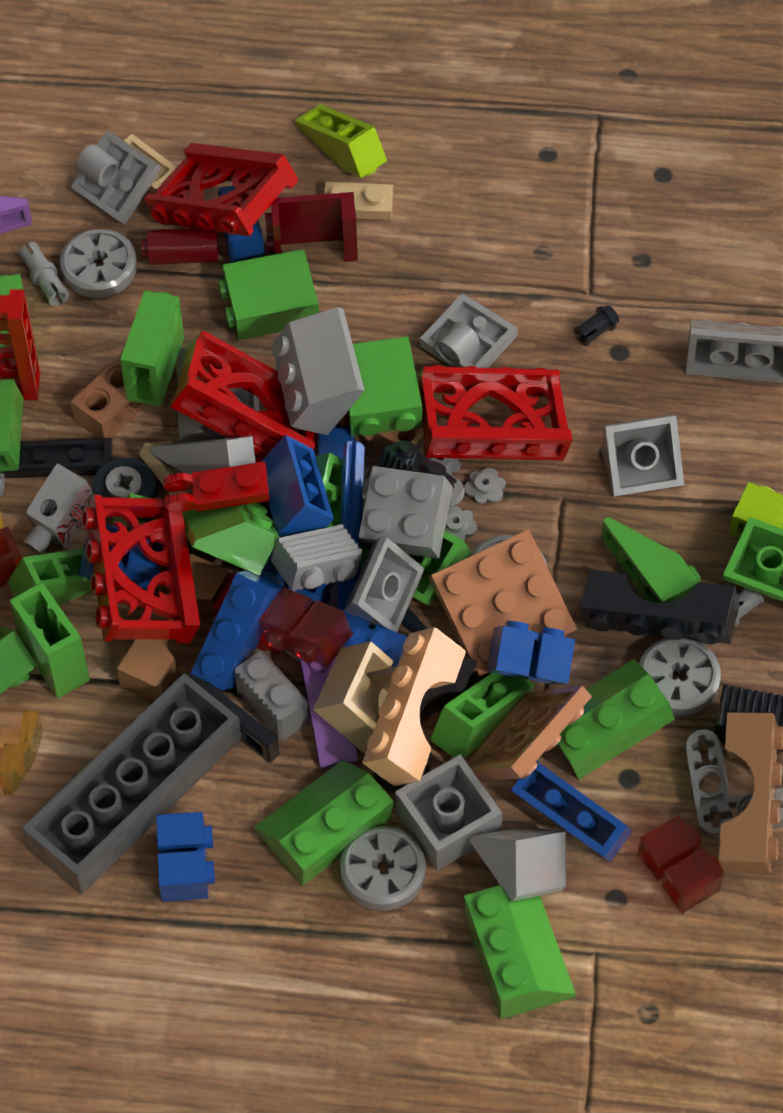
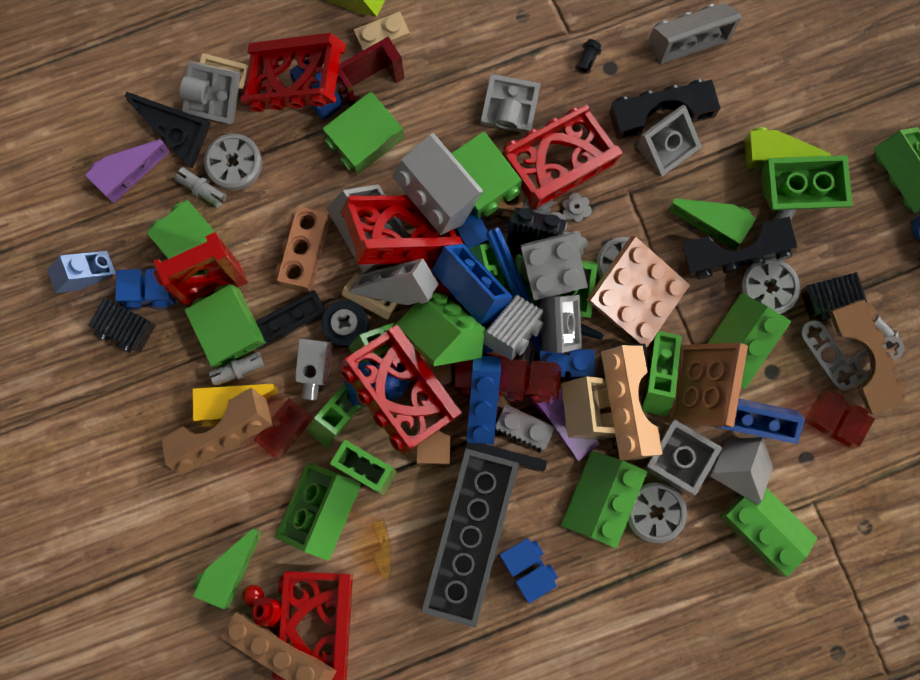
camera: 25 degrees left, 20 degrees up
(54, 200) = (177, 128): none -> black wing
(152, 348) = (316, 220): bright green brick -> none
(180, 246) = (283, 125): dark red brick -> none
(218, 488) = (424, 309): red hinge -> none
(537, 656) = (671, 322): blue piece -> none
(700, 423) = (630, 114): none -> black arch

